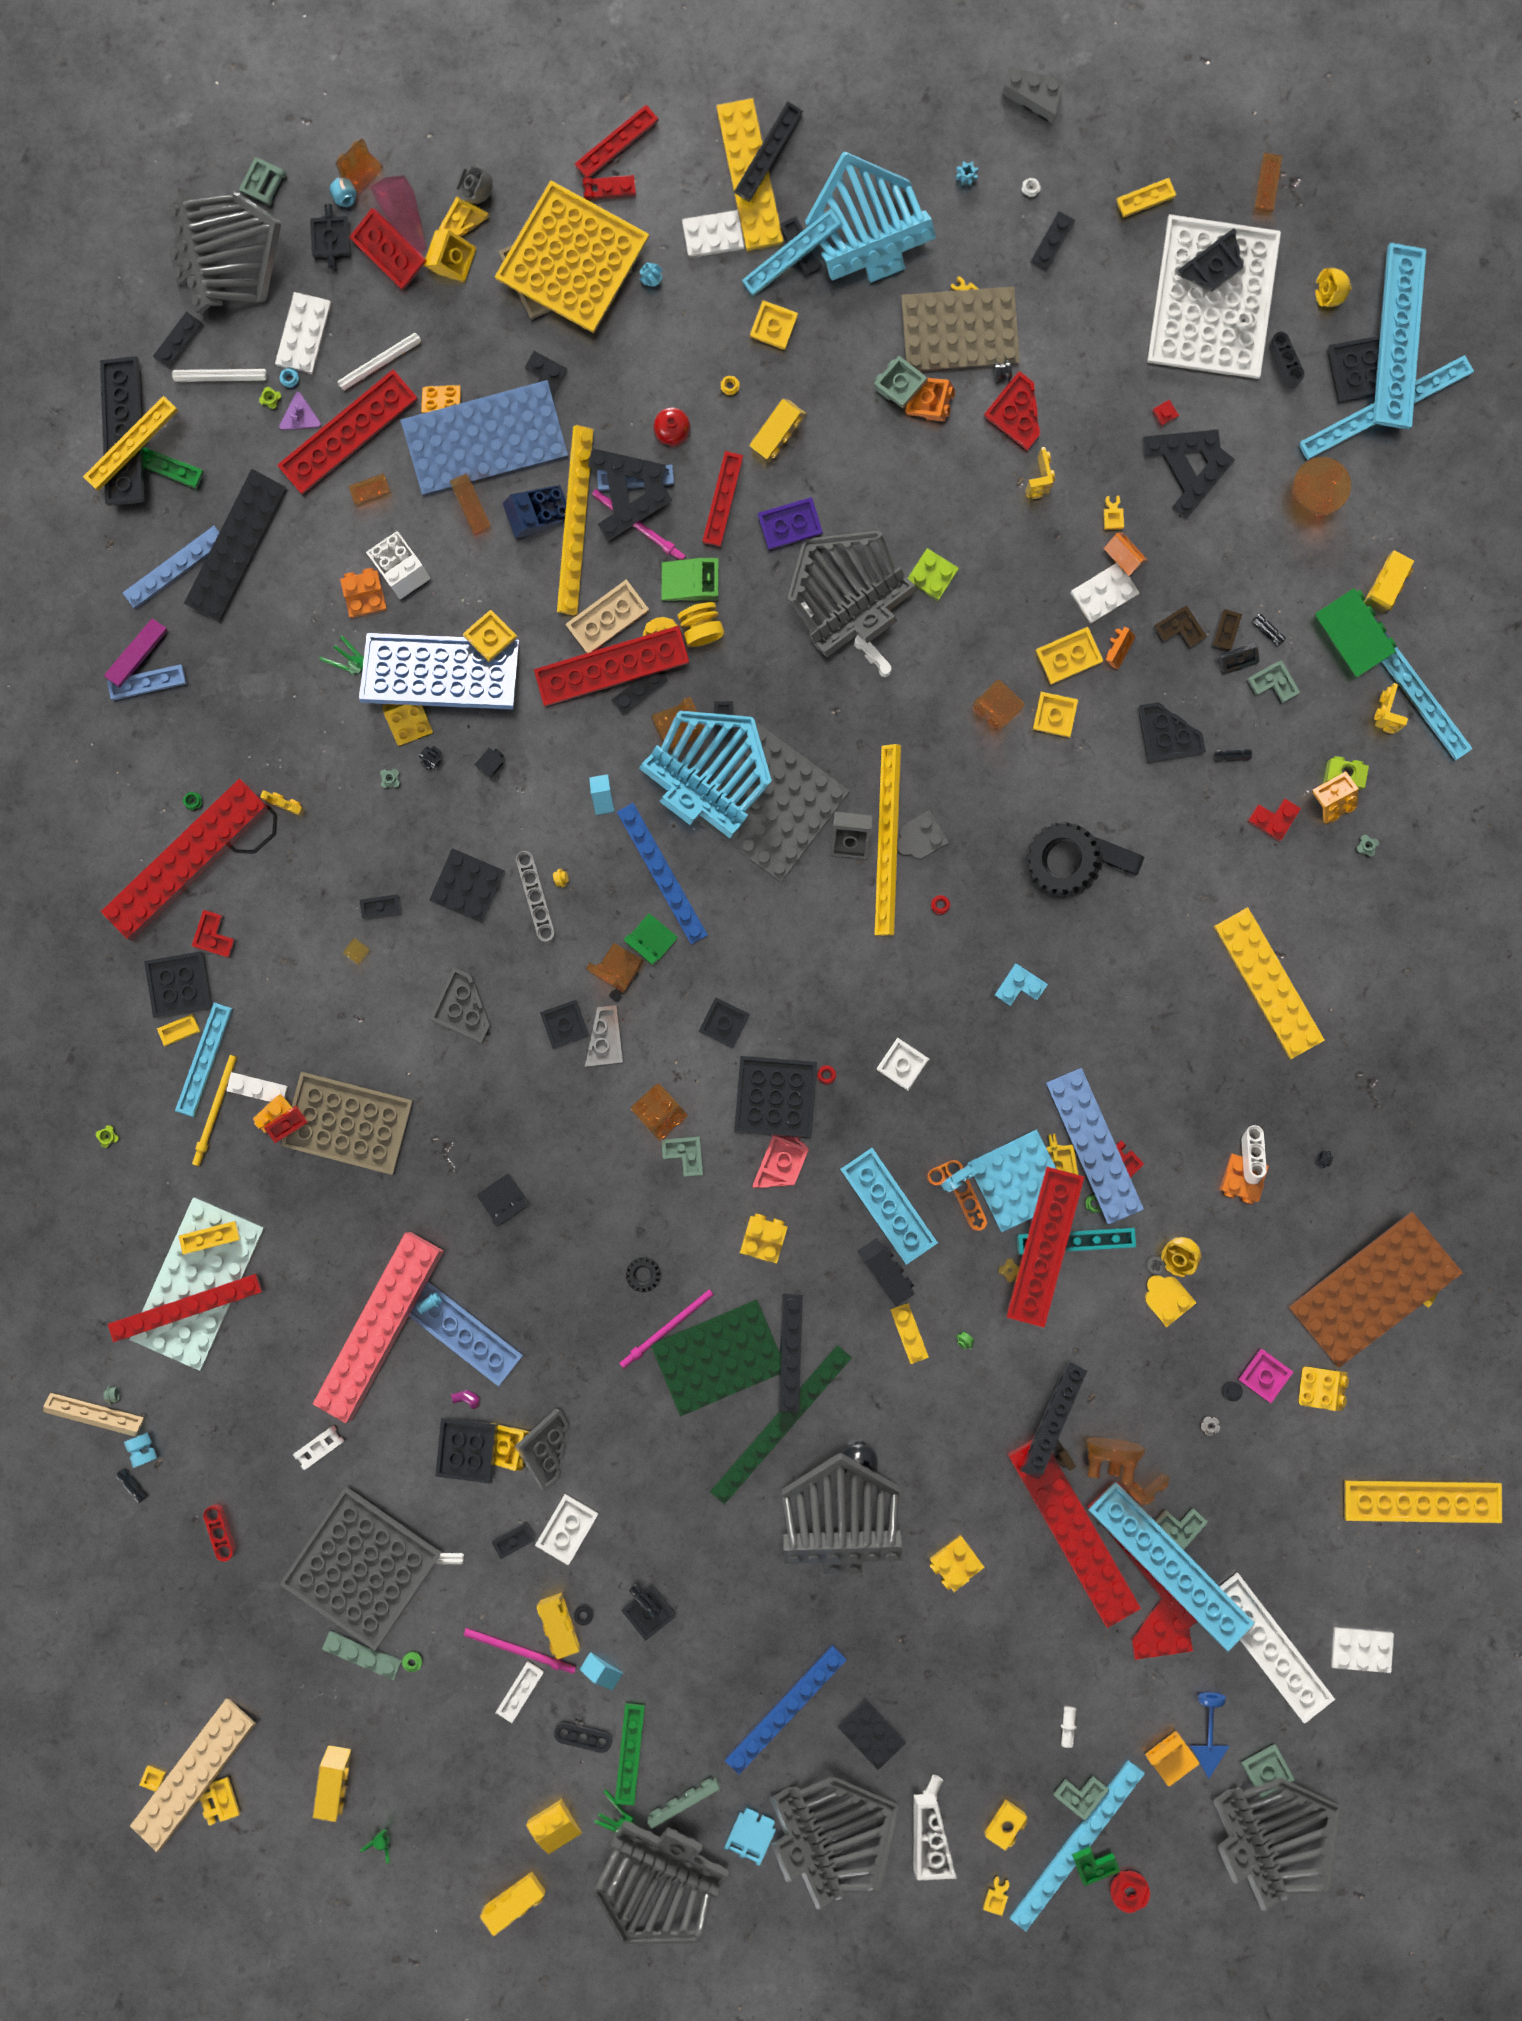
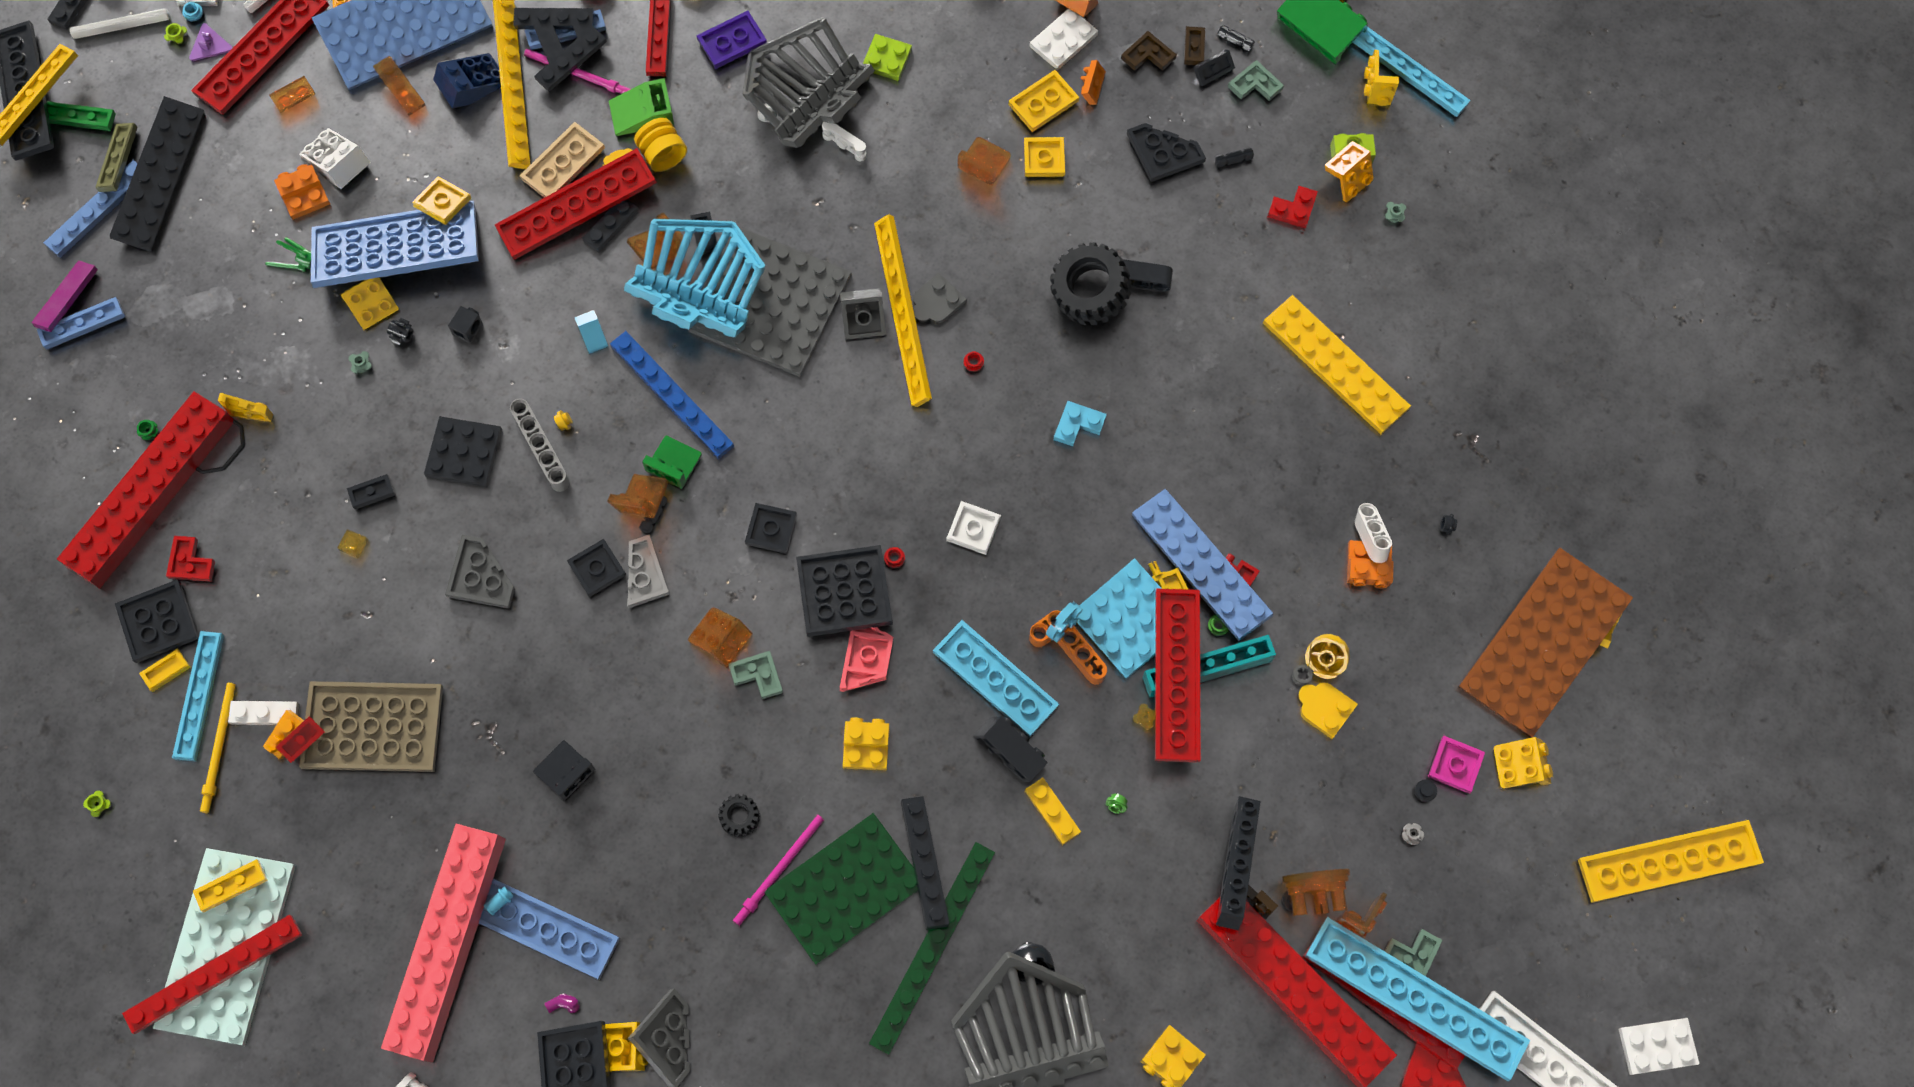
camera: 15 degrees left, 15 degrees down
(199, 520) = (116, 157): none -> olive tile

